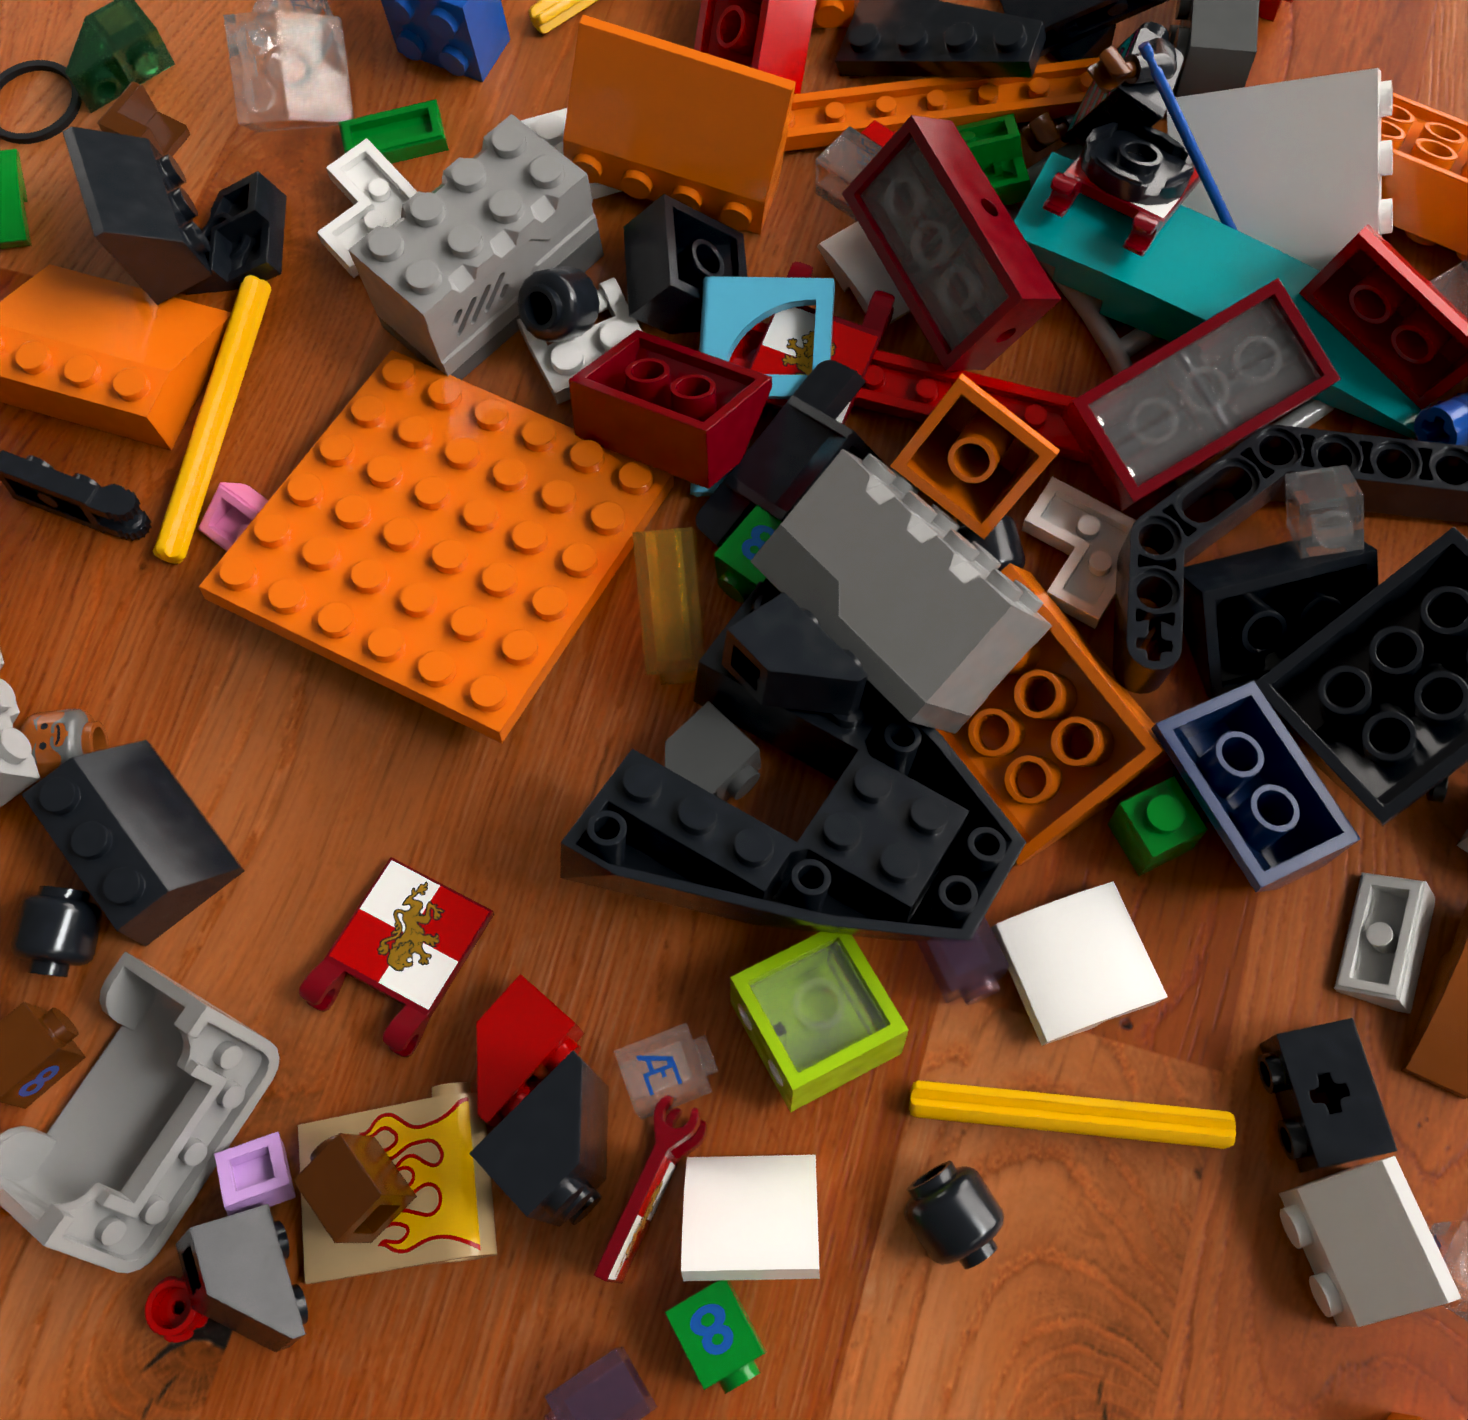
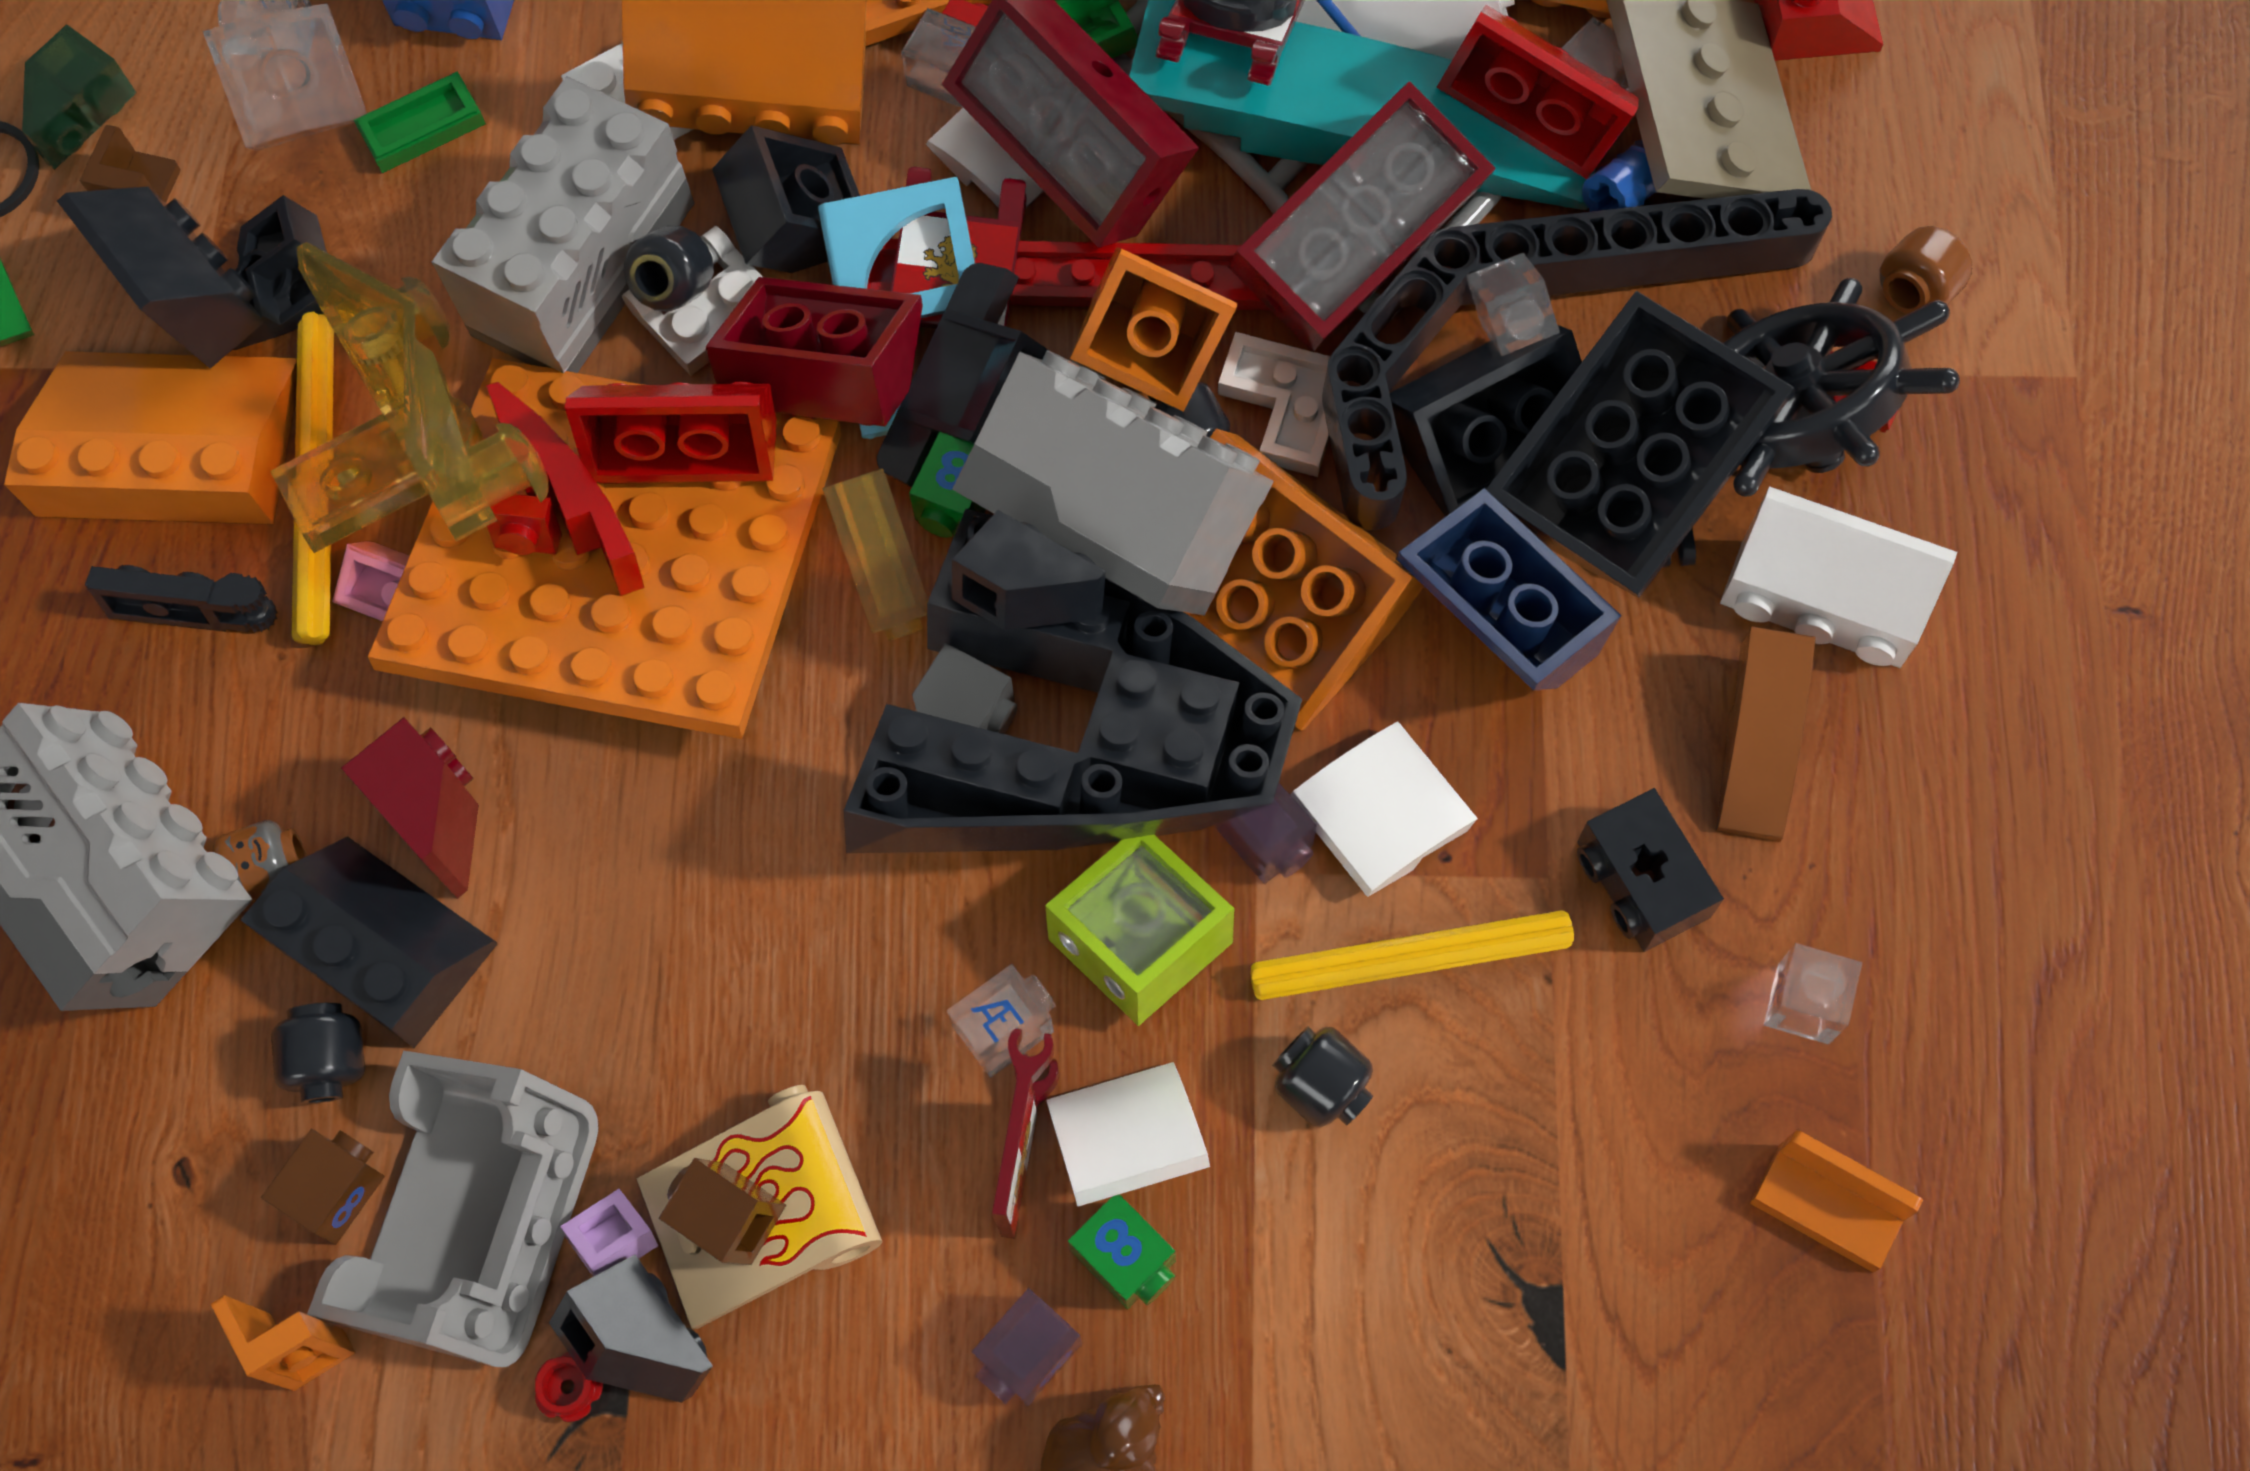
camera: 20 degrees left, 0 degrees up
(207, 728) = (423, 797): none -> dark red slope
(298, 405) = (422, 437): none -> clear yellow piece
(362, 500) = (525, 526): none -> red plate
(377, 199) = (432, 201): white plate -> none
(404, 470) = (573, 490): none -> red slope
(405, 944) = (694, 969): flag -> none
(518, 449) = (674, 432): none -> red slope
(519, 1047) = (847, 1034): red slope -> none
(553, 1145) = (910, 1112): black slope -> none
(1156, 826) = (1426, 655): green brick -> none
(1366, 1245) = (1713, 991): white slope -> none
(1386, 941) = (1673, 711): white slope -> none

